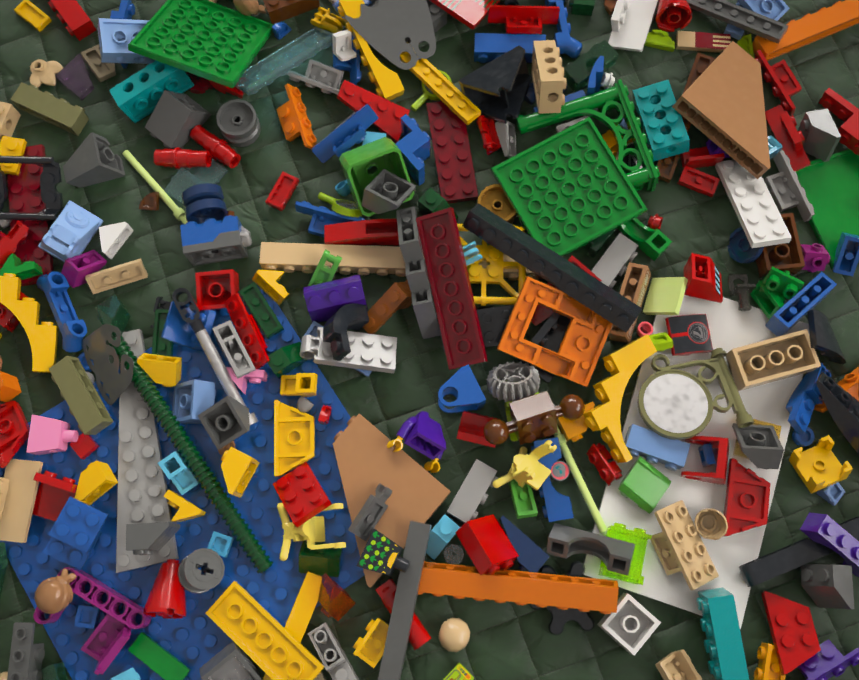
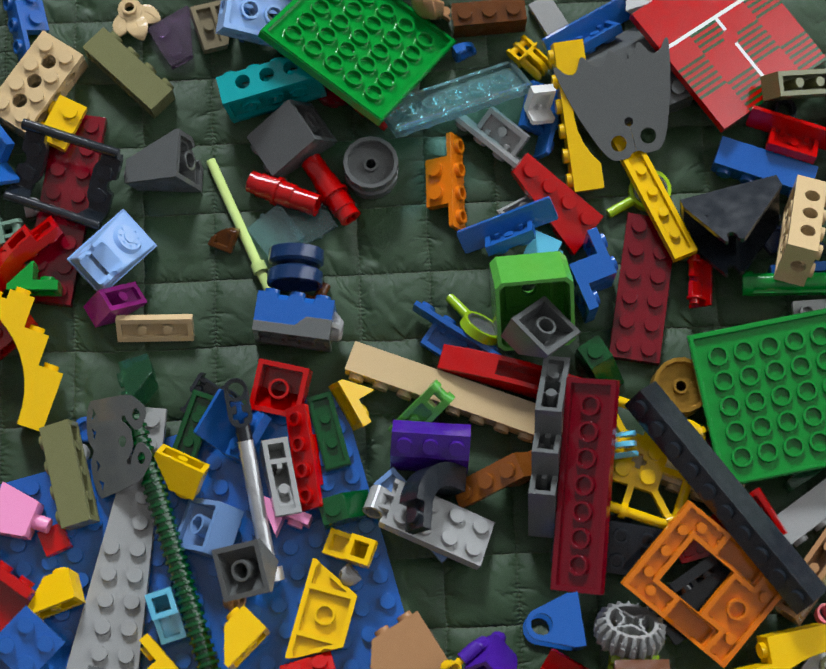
camera: 15 degrees right, 0 degrees up
(72, 329) = (80, 382): blue plate -> none
(113, 237) = (164, 274): white slope -> none
(282, 191) = (401, 277): red plate -> none
(325, 414) = (372, 596): red tile -> none
(342, 188) = (482, 297): dark azure hinge -> none
(507, 138) = (722, 296): light grey slope -> none

